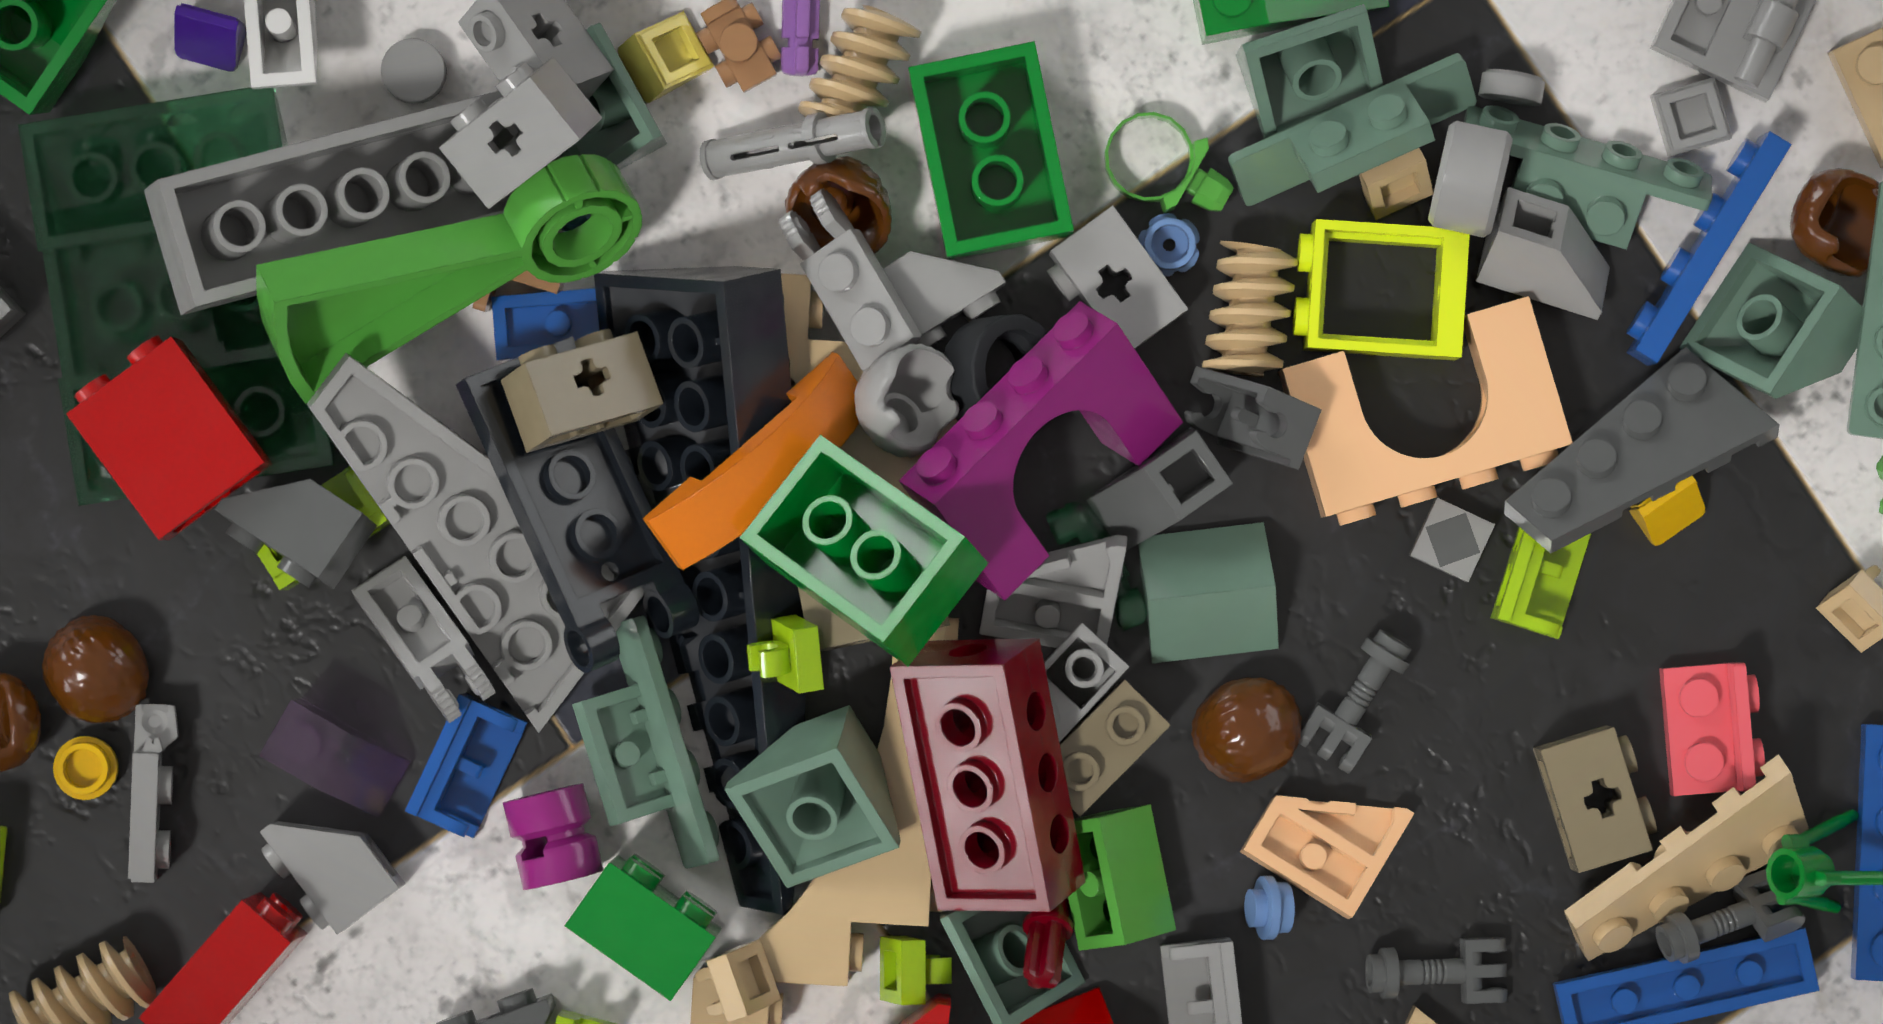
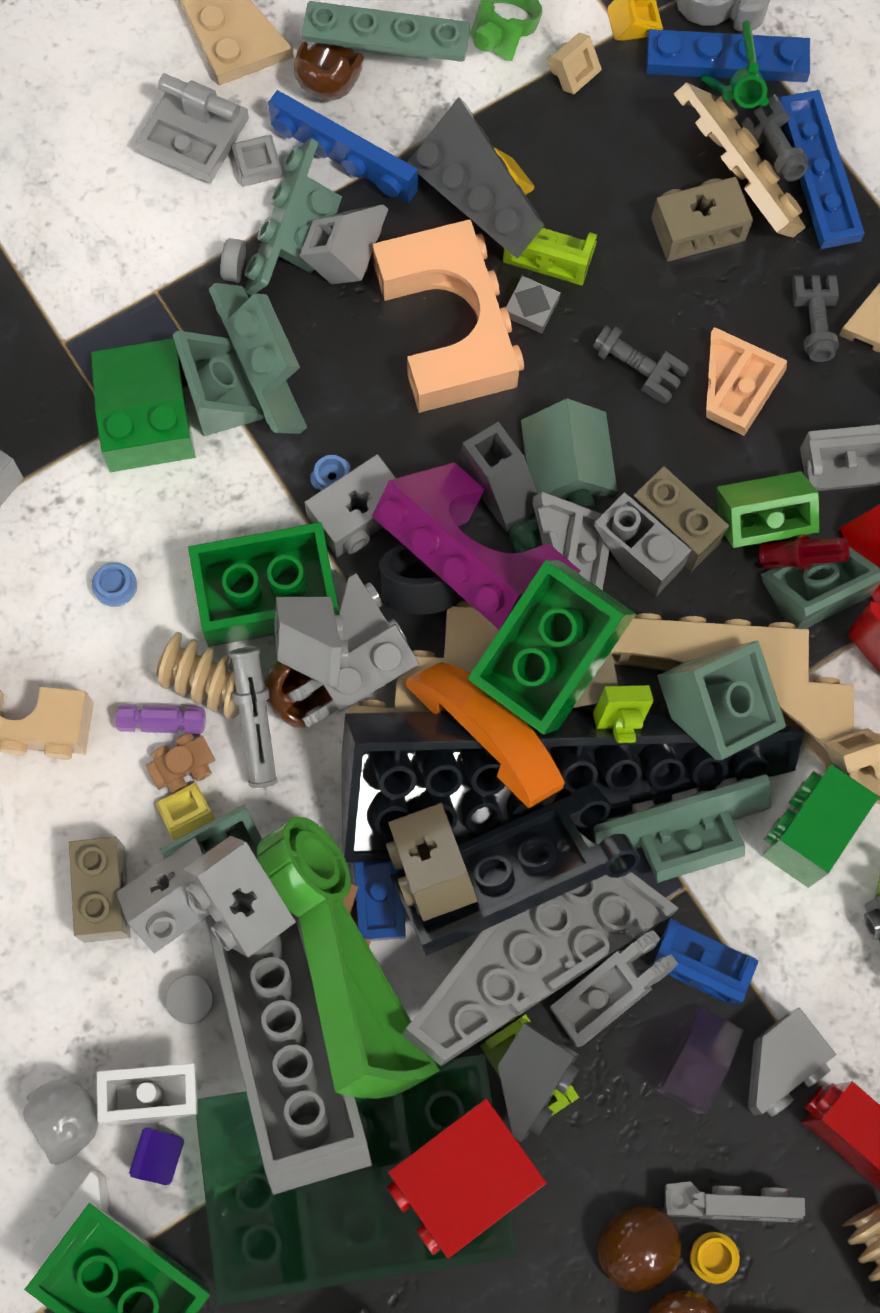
camera: 90 degrees left, 15 degrees down
(553, 836) = (755, 895): magenta wheel -> none
(894, 215) = (310, 638): none -> light grey slope
(906, 399) = (440, 632): light grey hair -> none
(908, 969) = (837, 650): lime tile -> none
(988, 775) = (707, 576): dark red brick -> none
(1208, 189) = (289, 456): bright green piece -> none
(1247, 729) = (662, 429): reddish brown hair -> none
(1249, 309) = (377, 420): tan piece -> none
(1254, 418) = (452, 411): dark grey hinge -> none
(1270, 907) = (781, 415): medium blue plate -> none
(1396, 184) = (296, 330): tan tile -> none
(1448, 289) = (365, 299): neon yellow window -> none
(1470, 179) = (299, 265): light grey animal -> none
(1710, 728) = (652, 151): coral bracket -> none
(1776, 325) = (392, 104): sand green slope -> none

